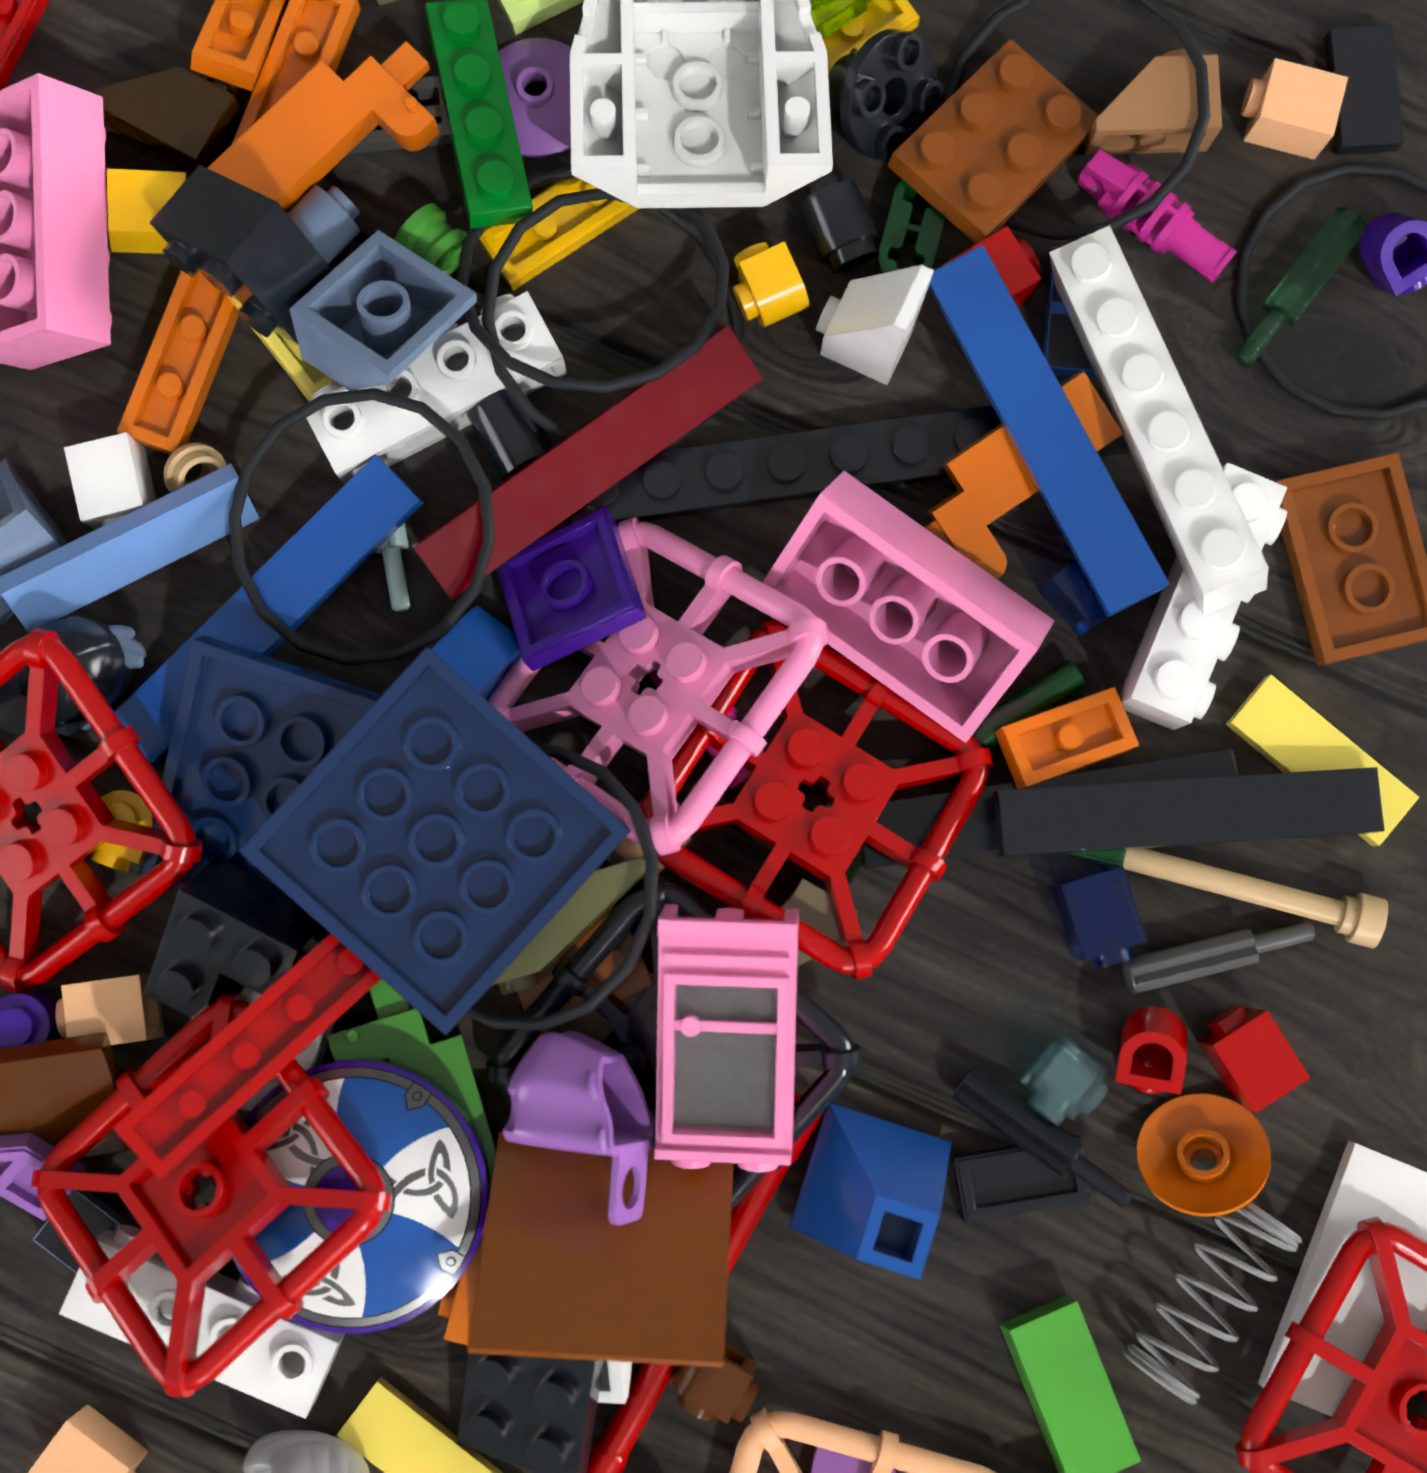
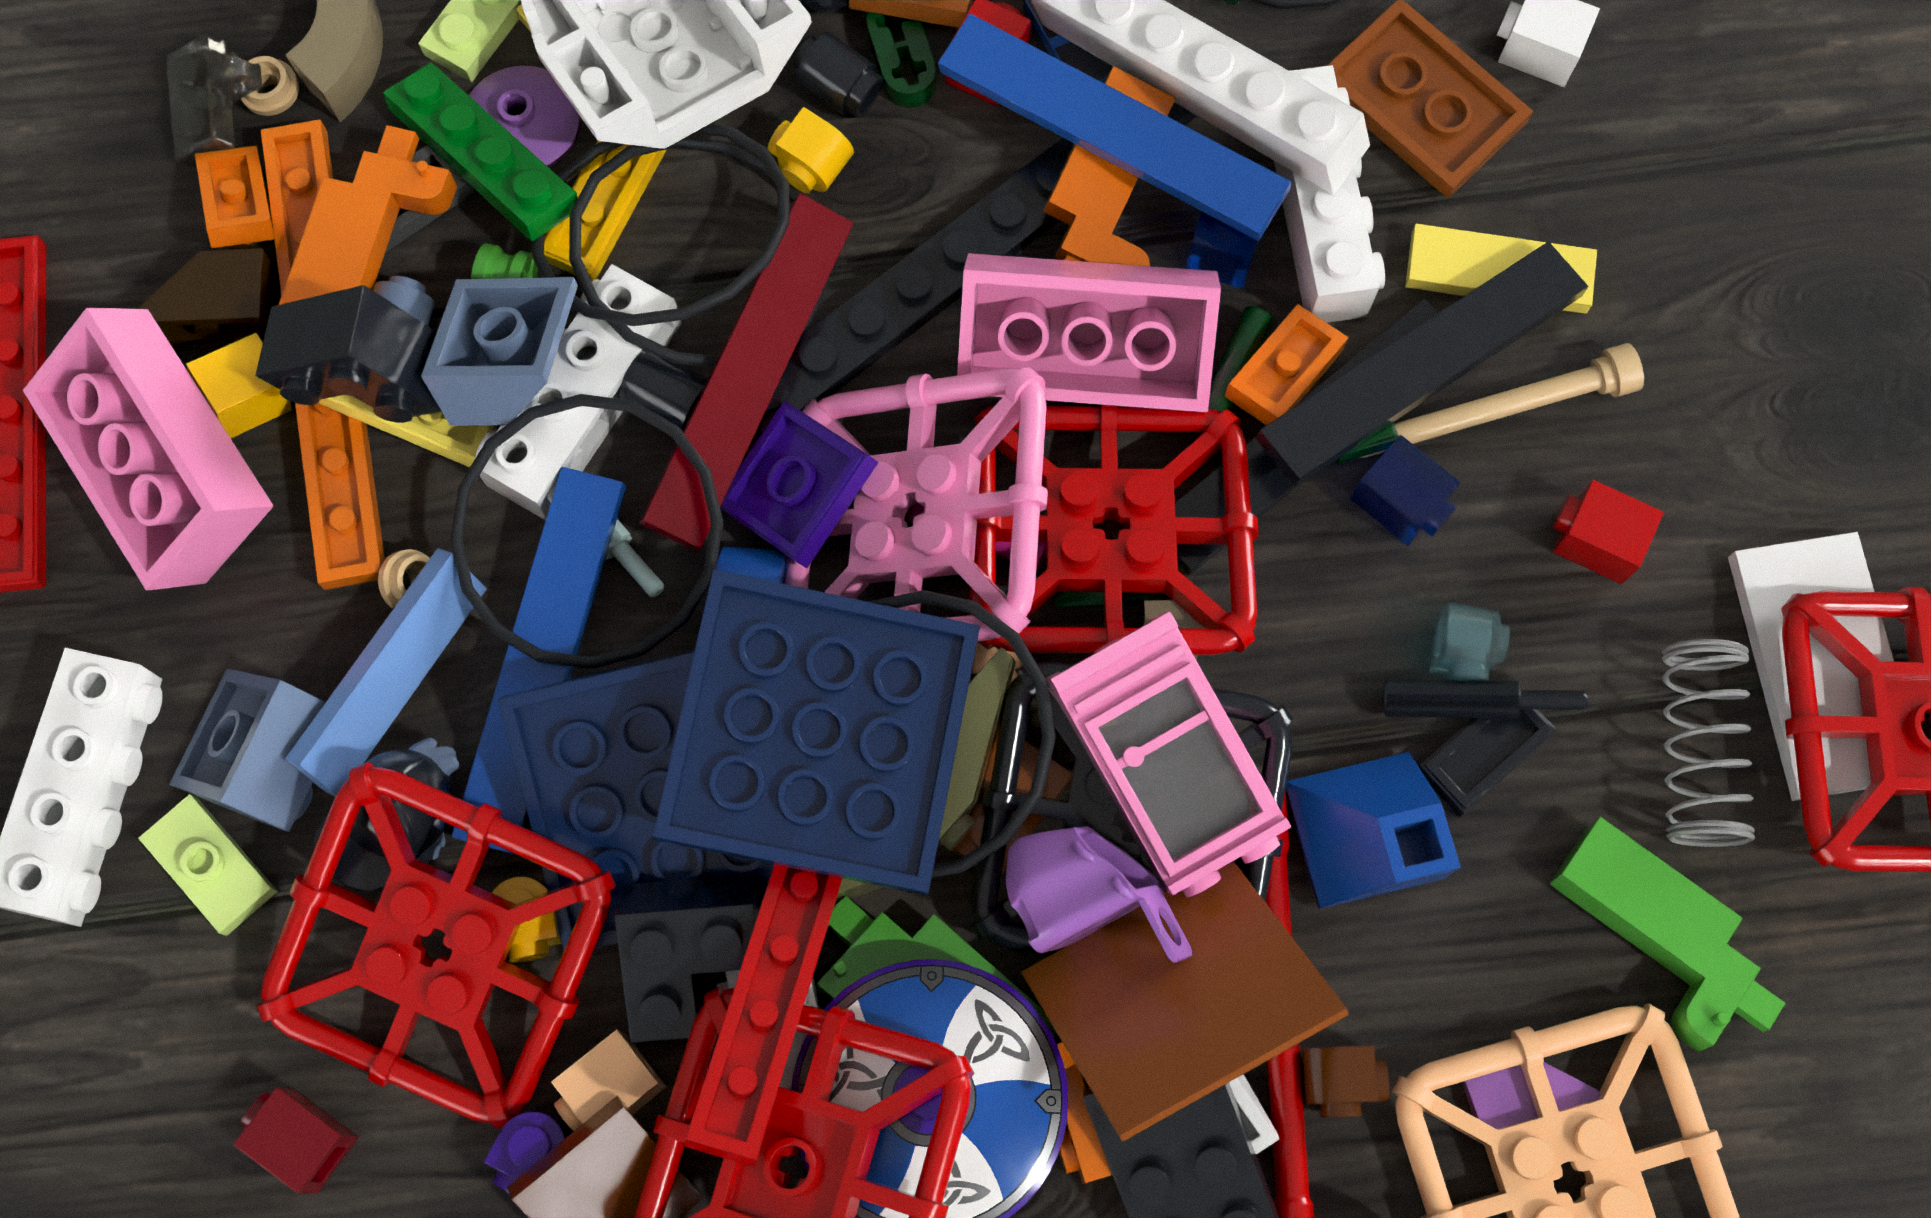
camera: 30 degrees left, 10 degrees down
(109, 478) = (332, 624): white brick -> none
(874, 321) = (918, 124): white slope -> none
(1153, 1051) = (1523, 574): red plate -> none
(1203, 1128) = (1618, 612): orange dish -> none
(1208, 956) = (1514, 476): dark grey axle -> none

